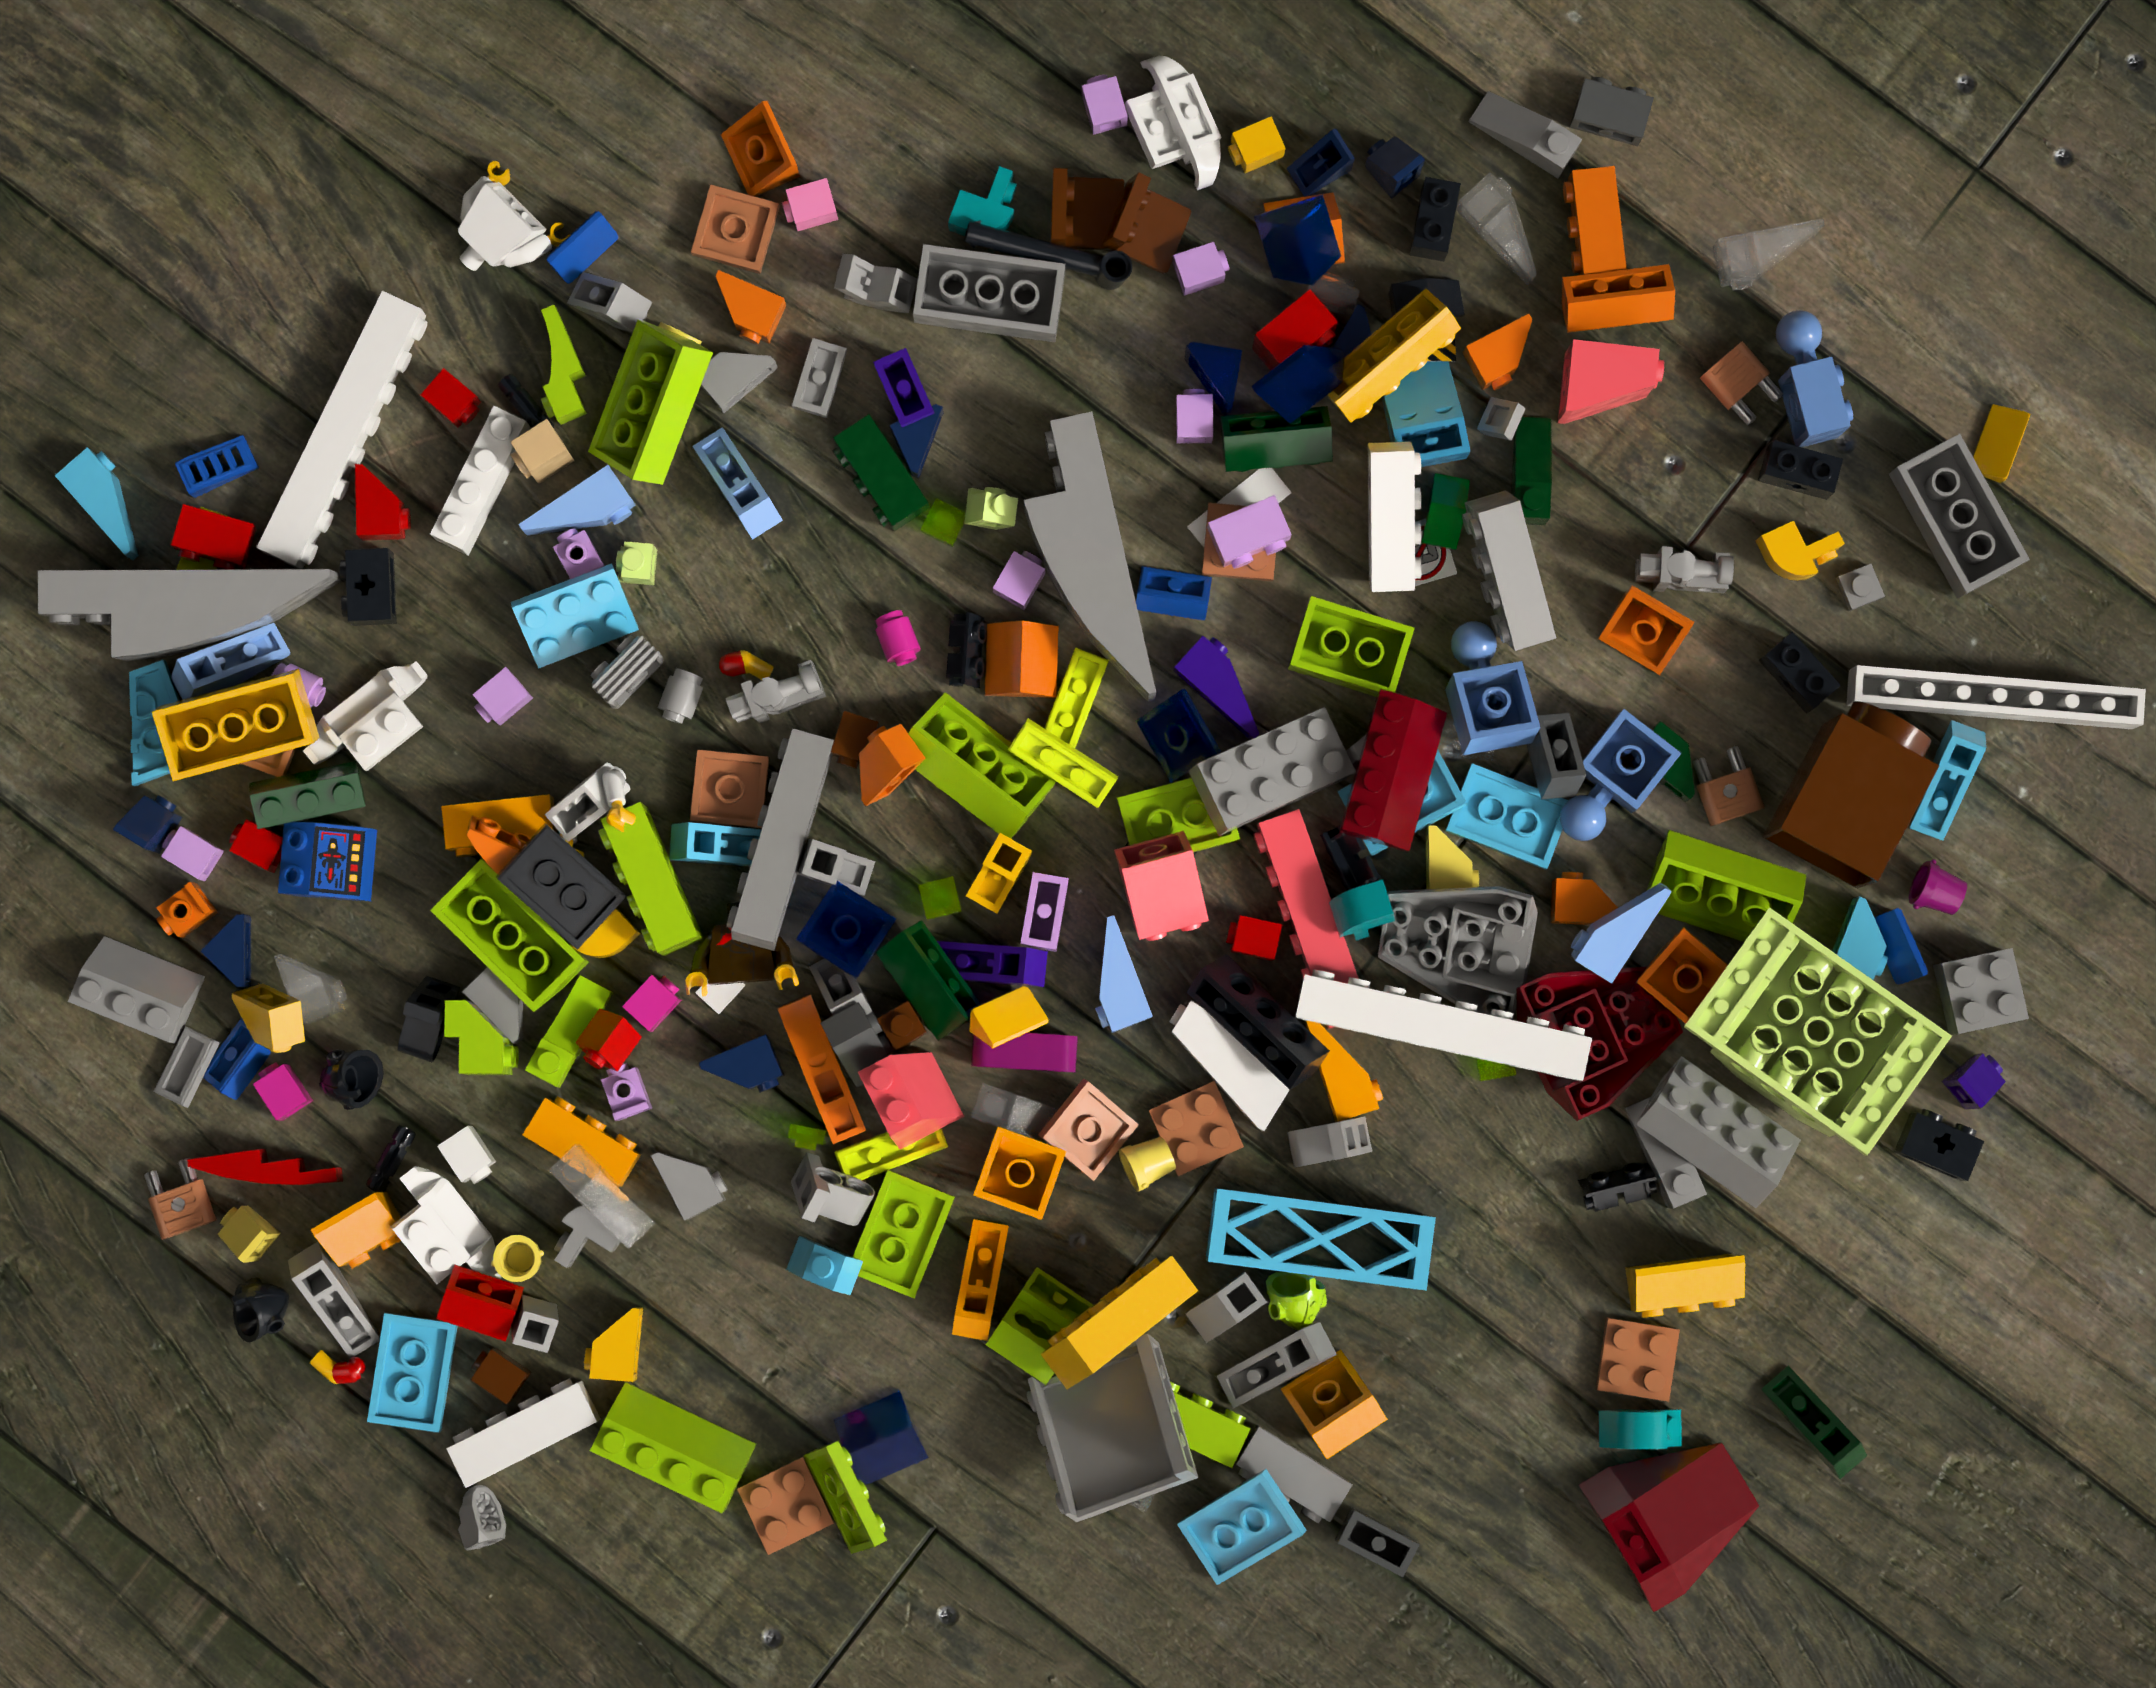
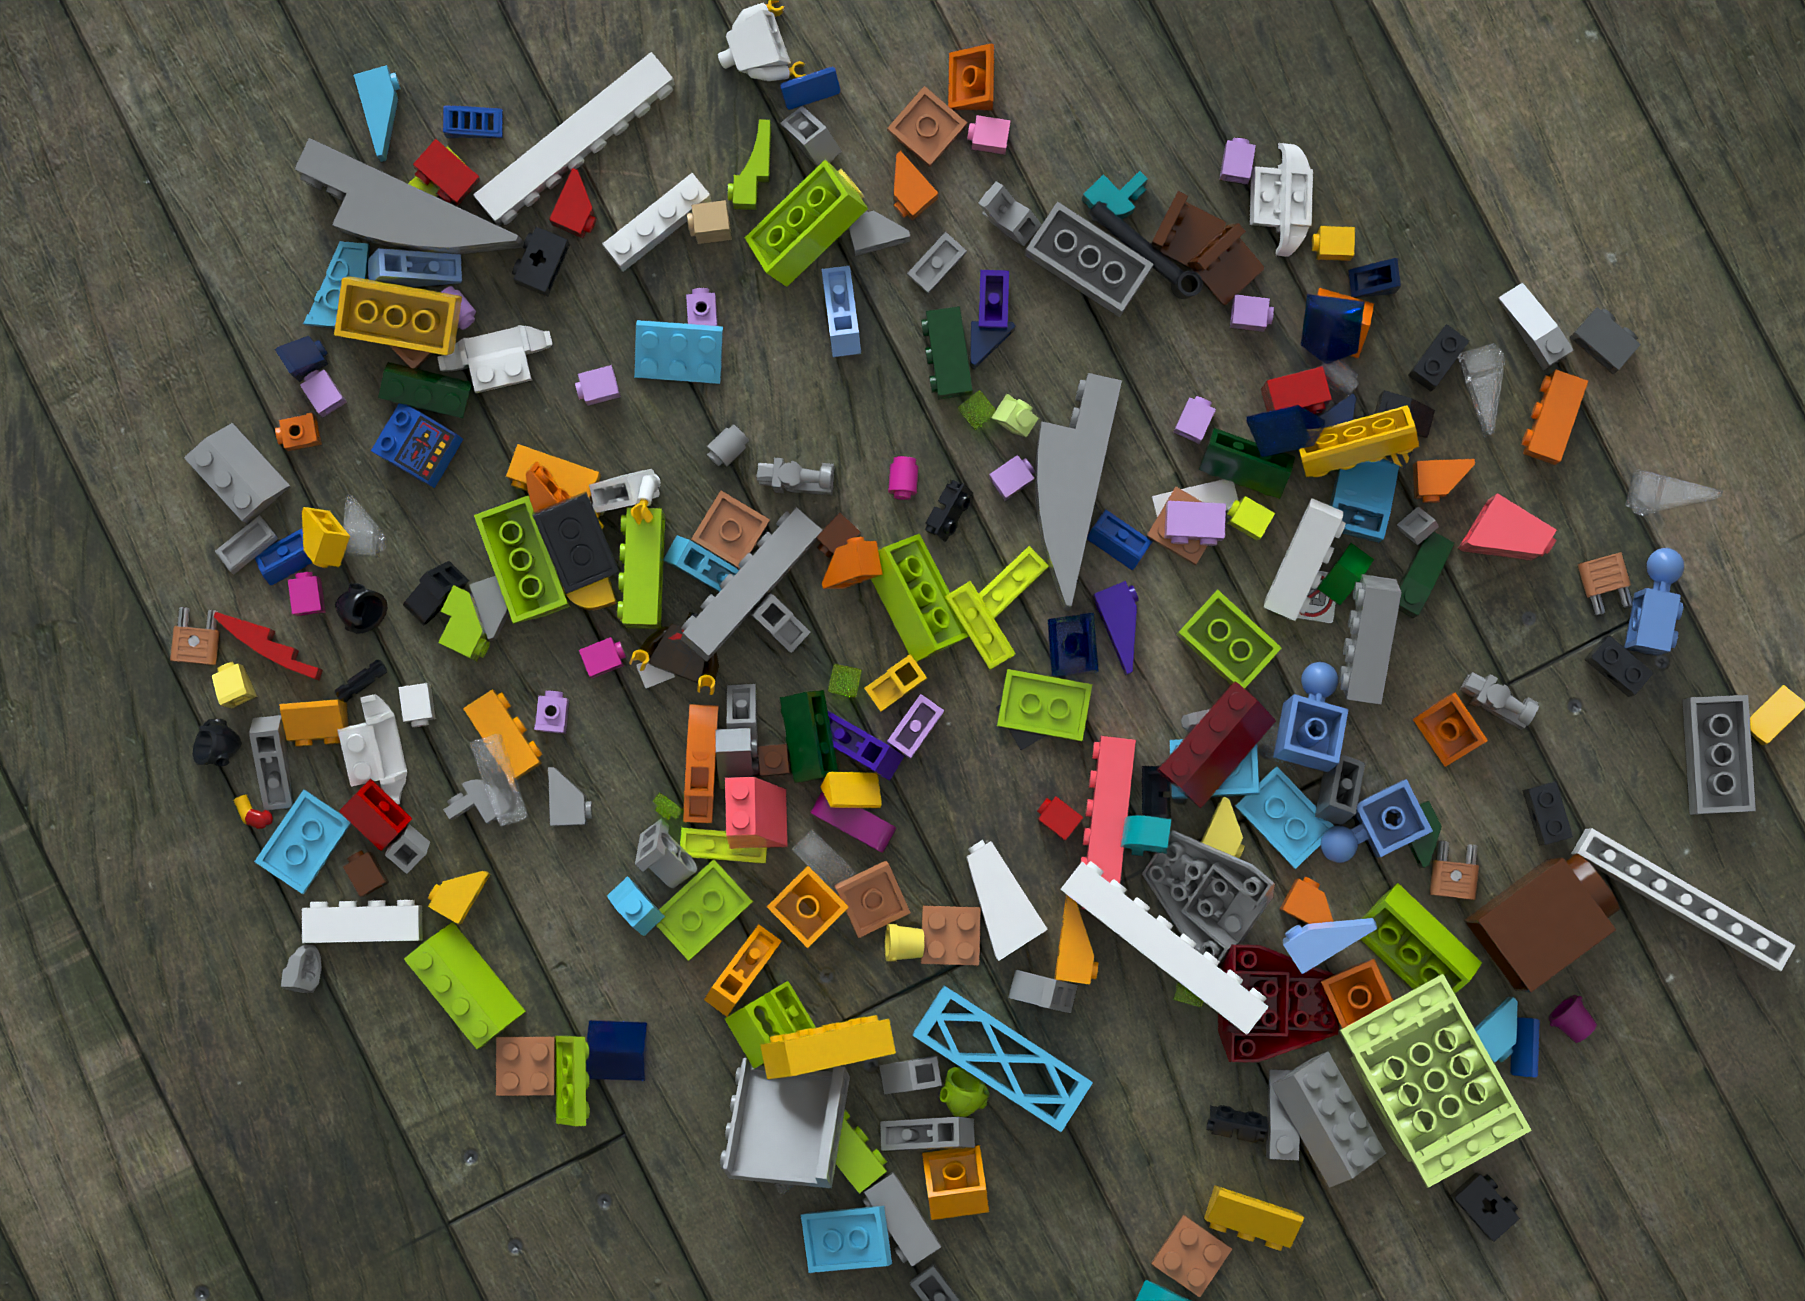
camera: 25 degrees right, 0 degrees up
(232, 951) = (318, 476): dark blue slope -> none
(257, 845) = (371, 409): red brick -> none
(451, 399) = (664, 153): red brick -> none
(517, 1258) = (417, 795): light yellow piece -> none
(522, 400) = (714, 179): black axle -> none
(558, 1047) = (532, 650): lime slope -> none
(587, 505) = (727, 276): light blue slope -> none
(608, 1040) = (556, 669): red brick -> none
(627, 671) = (697, 410): light grey brick -> none
(636, 563) = (741, 335): yellowish green brick -> none
(744, 662) = (784, 443): arm -> none
(747, 1065) = (649, 735): dark blue slope -> none
(846, 929) = (766, 671): clear blue slope -> none
(1021, 659) = (986, 536): orange slope -> none
(1120, 989) = (943, 809): light blue slope -> none
(1162, 886) = (1009, 748): coral slope -> none
(1216, 370) = (1226, 393): clear blue slope -> none
(1258, 1021) = (1032, 879): black brick -> none
(1271, 771) = (1128, 703): light grey brick -> none
(1308, 498) = (1249, 517): none -> neon yellow brick
(1394, 165) = (1427, 304): dark blue slope -> none
(1618, 298) = (1545, 478): orange brick -> none
(1790, 557) = (1581, 725): yellow brick -> none
(1860, 587) = (1622, 772): light grey plate -> none
(1958, 761) = (1630, 935): medium azure slope -> none
(1975, 1081) = (1534, 1172): dark purple slope -> none
(1981, 991) = (1569, 1109): light grey brick -> none

